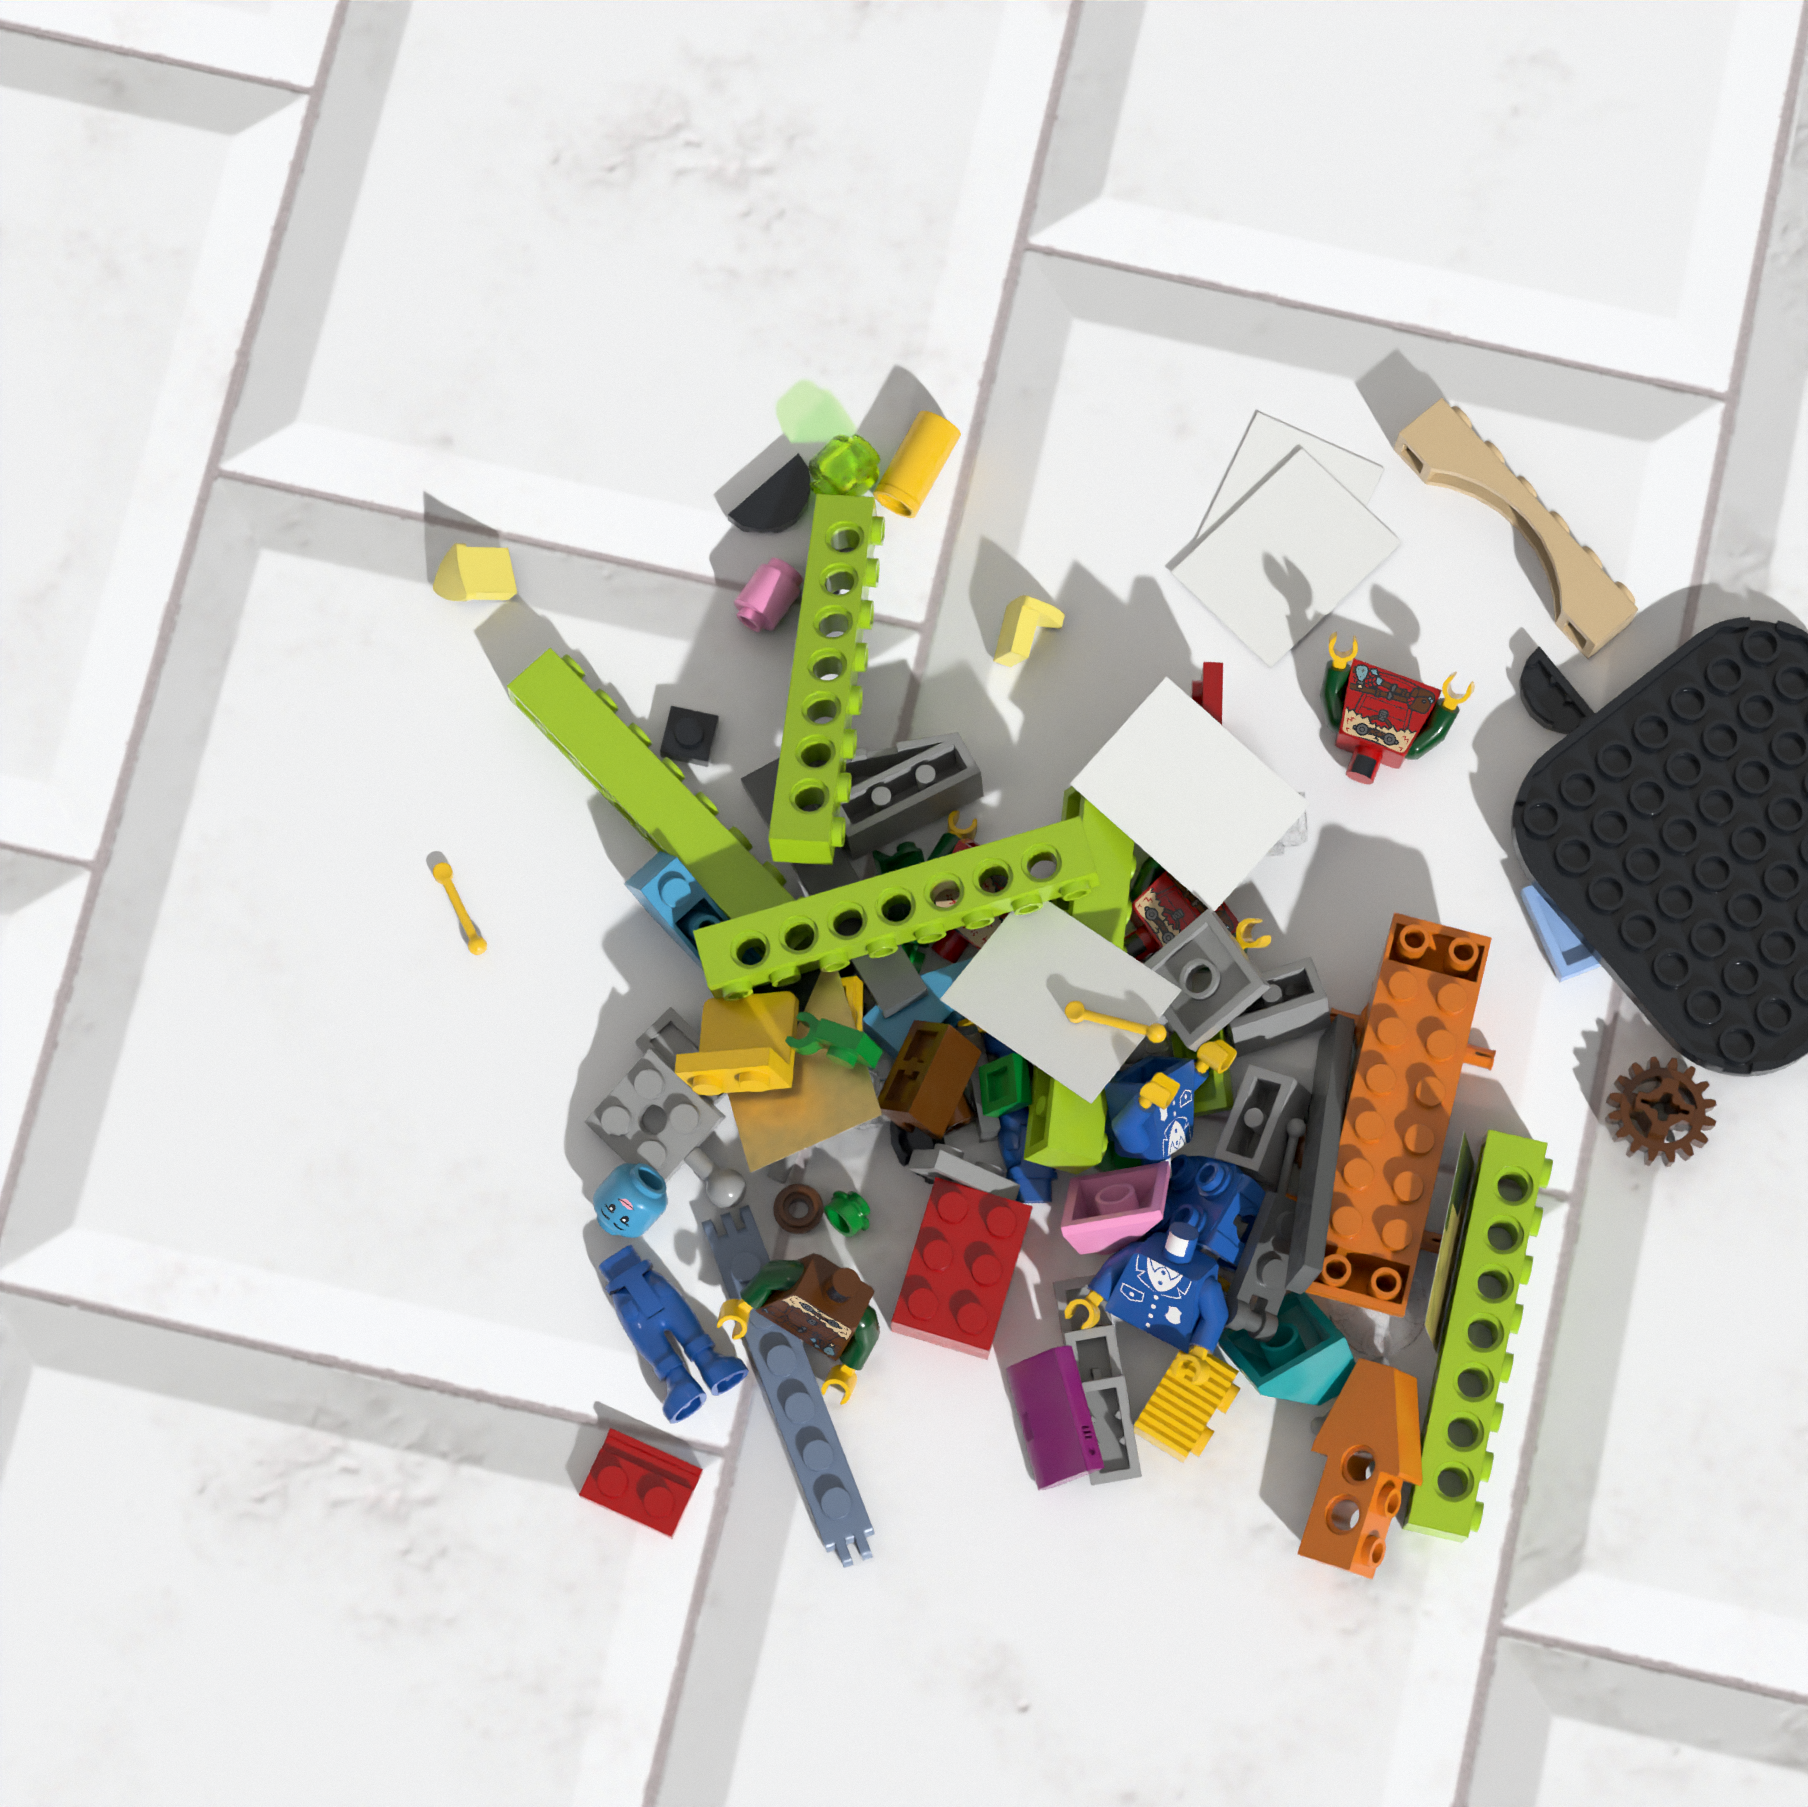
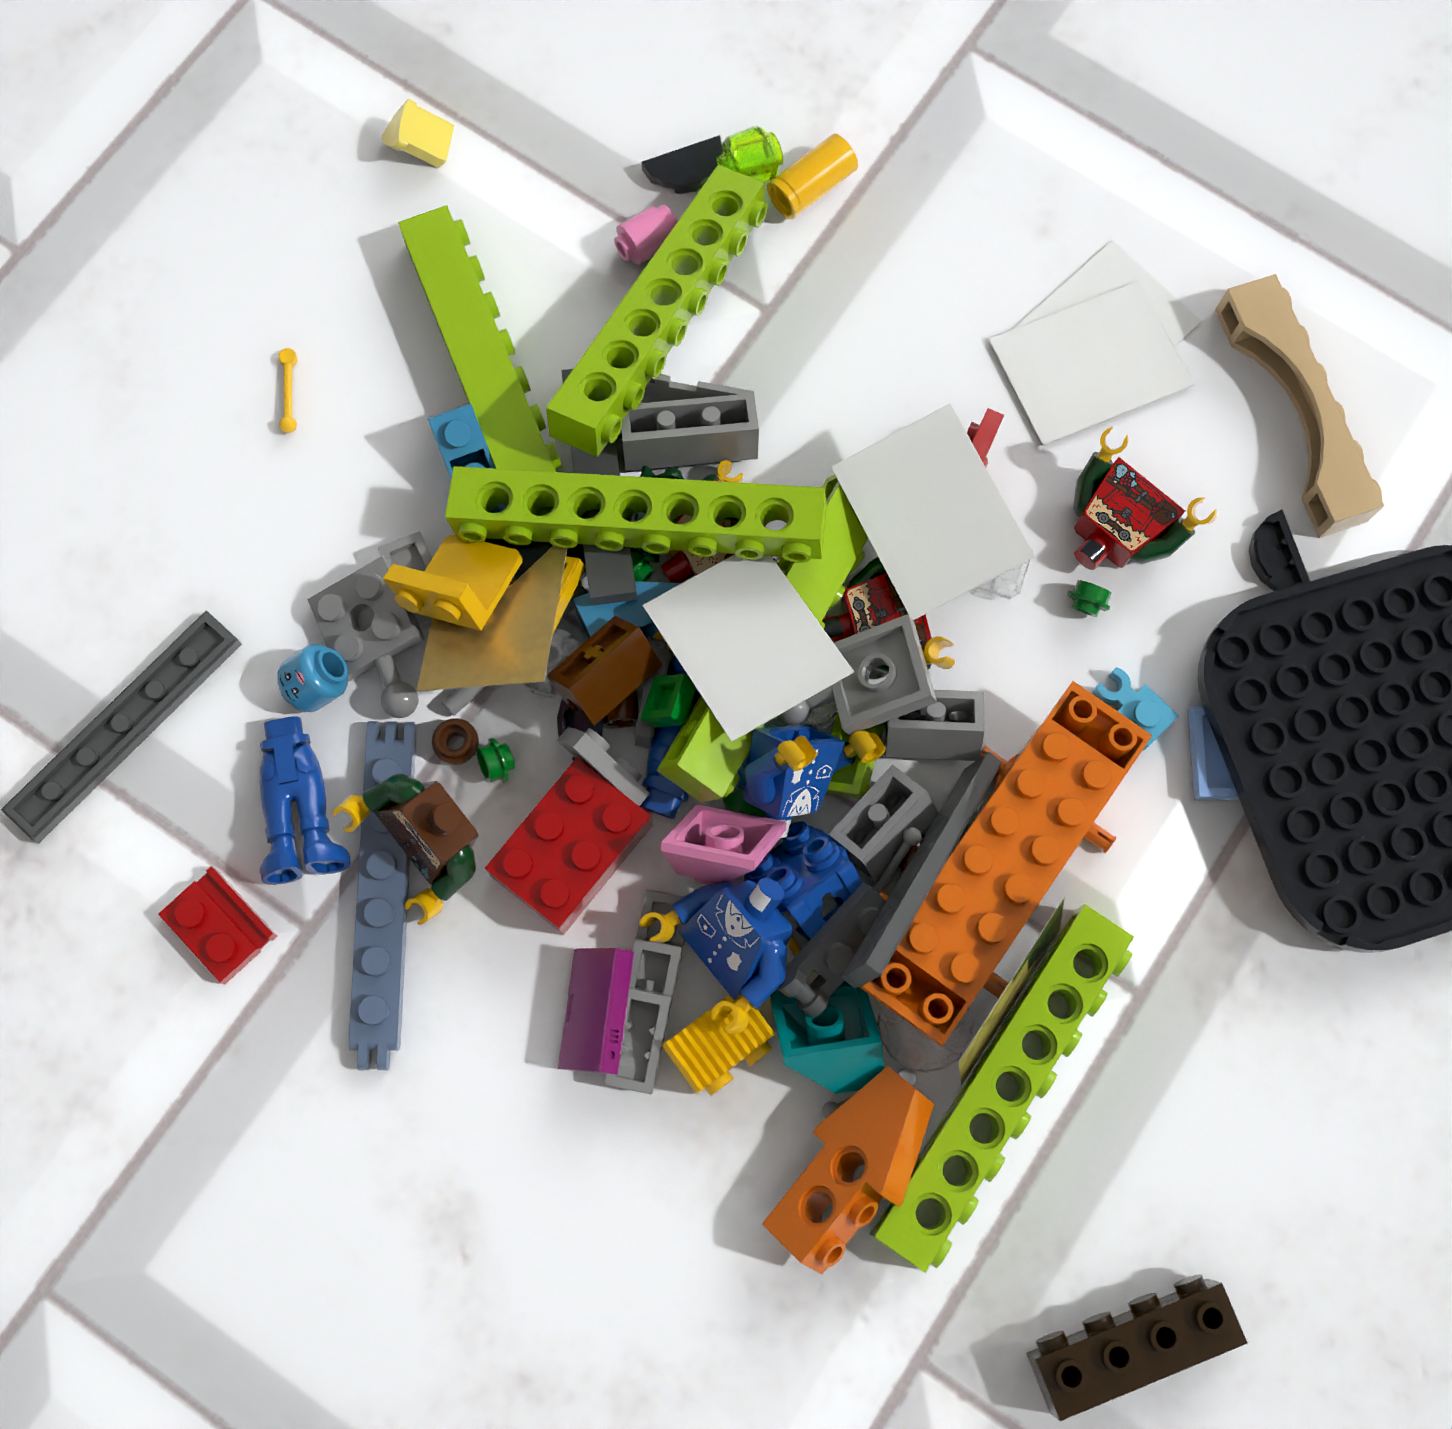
camera: 20 degrees right, 0 degrees up
(451, 1324) = (121, 727): none -> dark grey tile
(689, 736) = (535, 323): black plate -> none
(844, 1044) = (535, 606): green plate -> none
(1019, 627) = (851, 325): light yellow tile -> none
(1077, 1013) = (753, 657): yellow hinge -> none
(1379, 815) = (1089, 598): none -> green plate
(1472, 911) = (1142, 708): none -> medium azure plate
(1640, 1108) = (1259, 933): reddish brown gear -> none
(1690, 1531) = (1135, 1347): none -> dark brown brick

